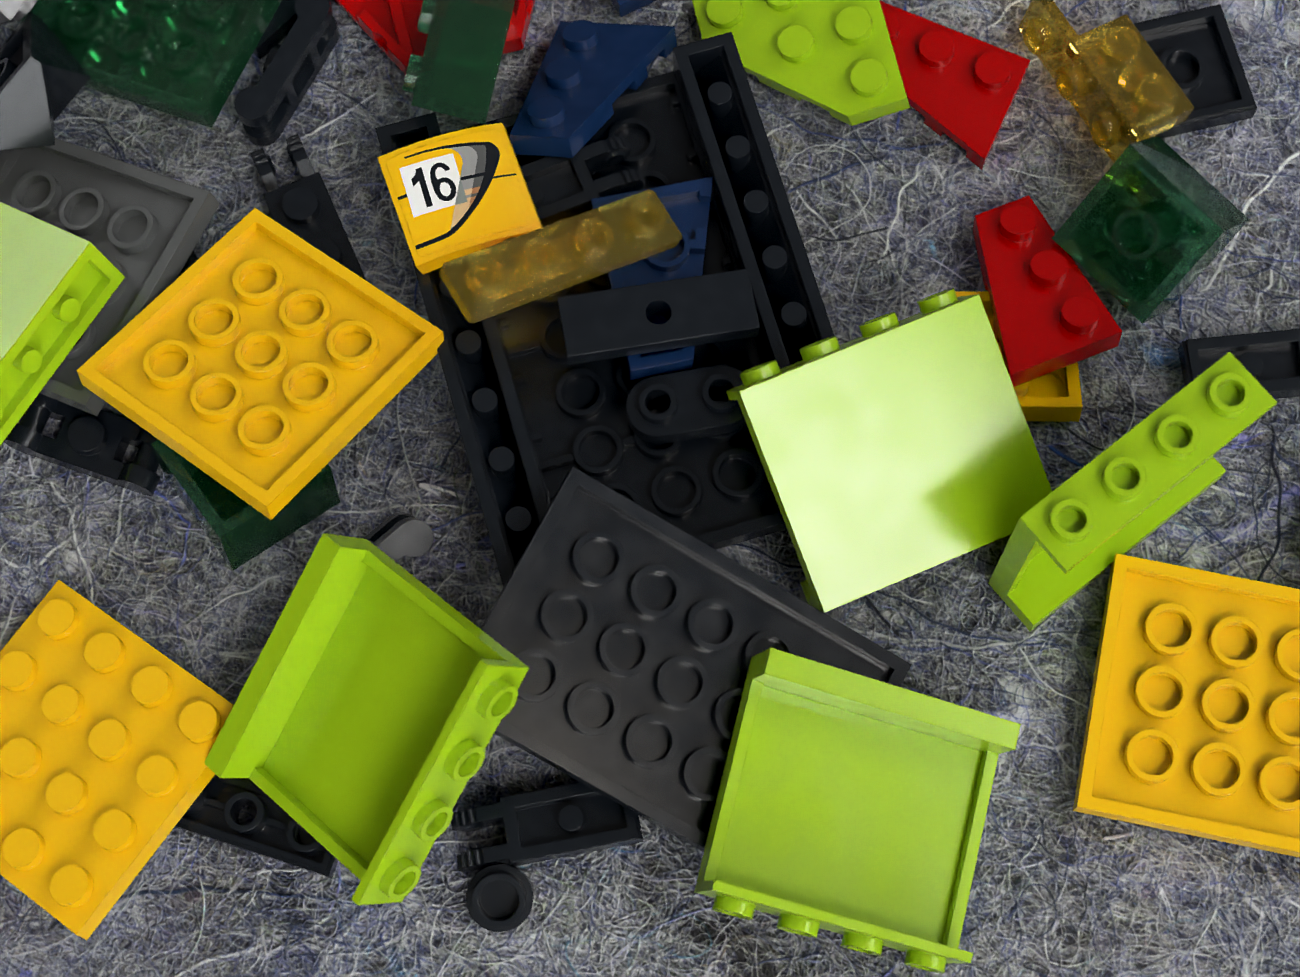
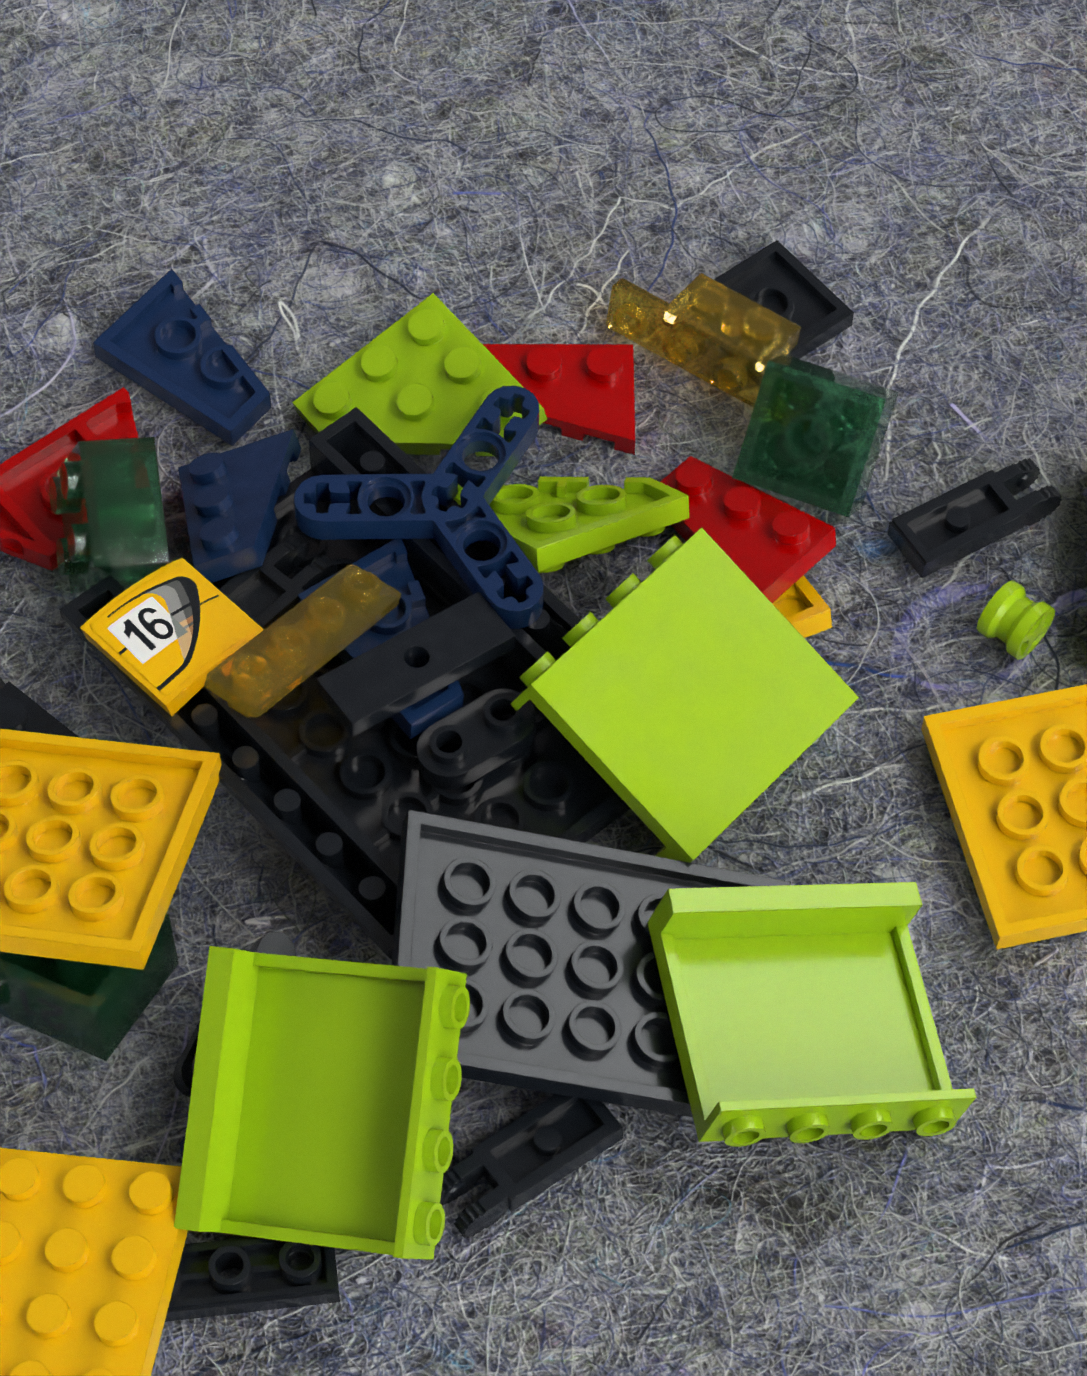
camera: 30 degrees left, 15 degrees down
(499, 897) = (514, 1240): black plate -> none
(760, 193) = (450, 529): none -> dark blue piece
(875, 214) = (574, 519): none -> lime plate
(1126, 492) = (907, 650): lime panel -> none
(1254, 490) = (1015, 619): none -> lime wheel

